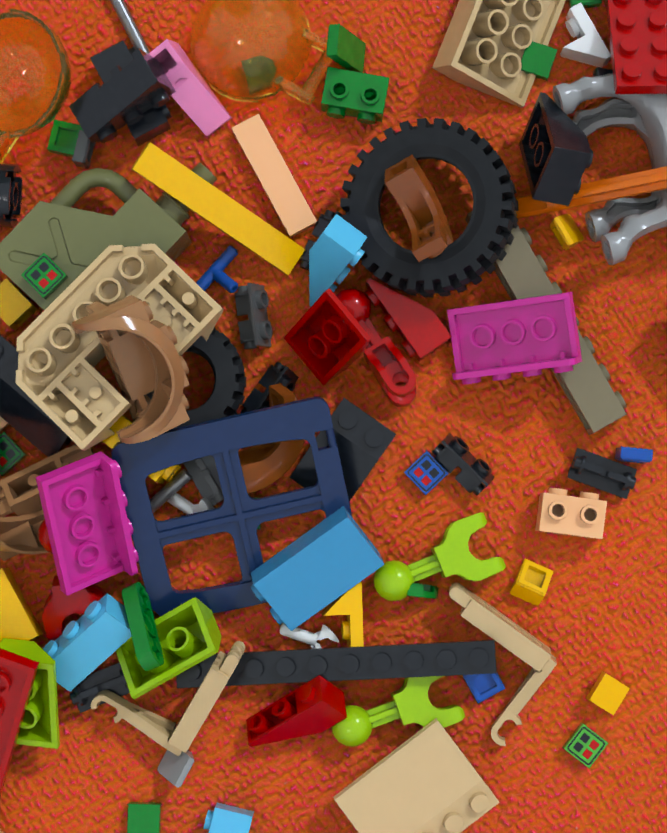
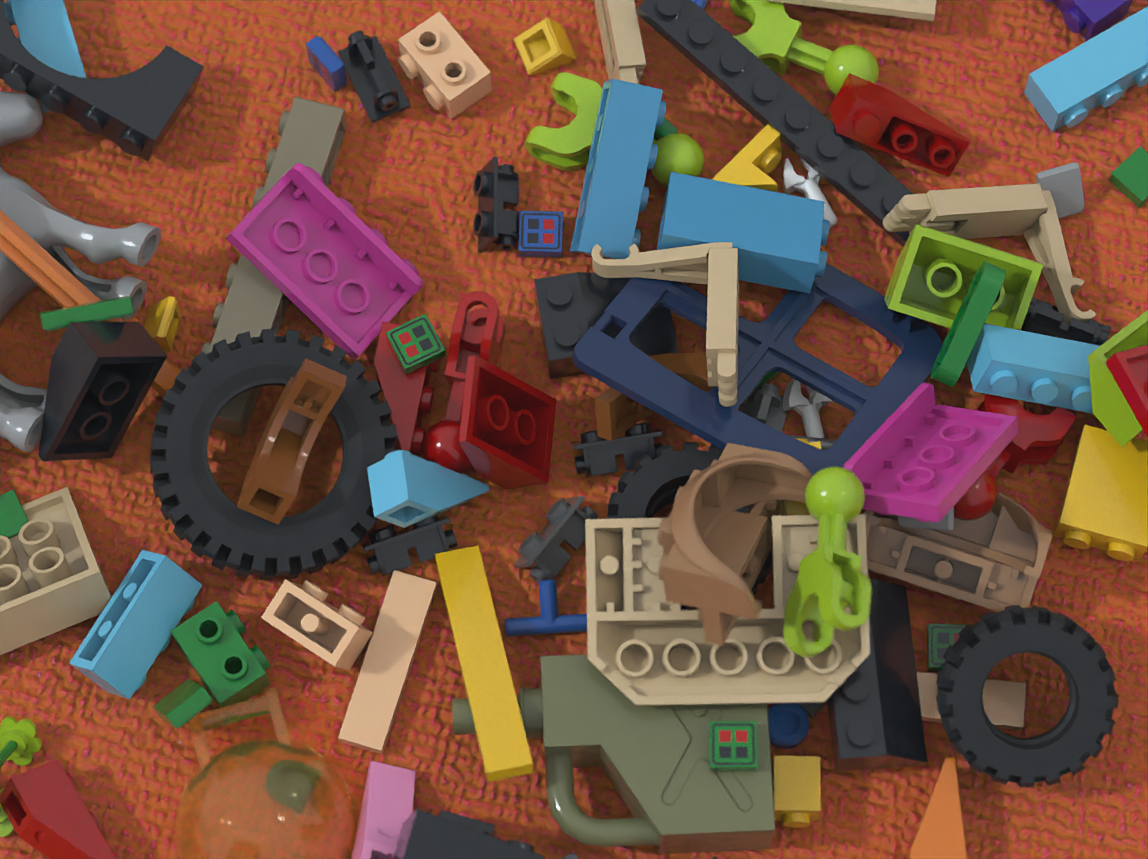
camera: 135 degrees left, 15 degrees down
(59, 389) = (829, 575): none -> lime piece
(279, 509) = (700, 264): none -> tan hinge
(322, 152) = (317, 624): none -> light nougat brick
(411, 67) = (136, 624): none -> medium azure brick
(413, 537) = (618, 168): none -> dark azure brick
(420, 339) = (415, 344): none -> green tile
(596, 178) = (86, 312): none -> green tile

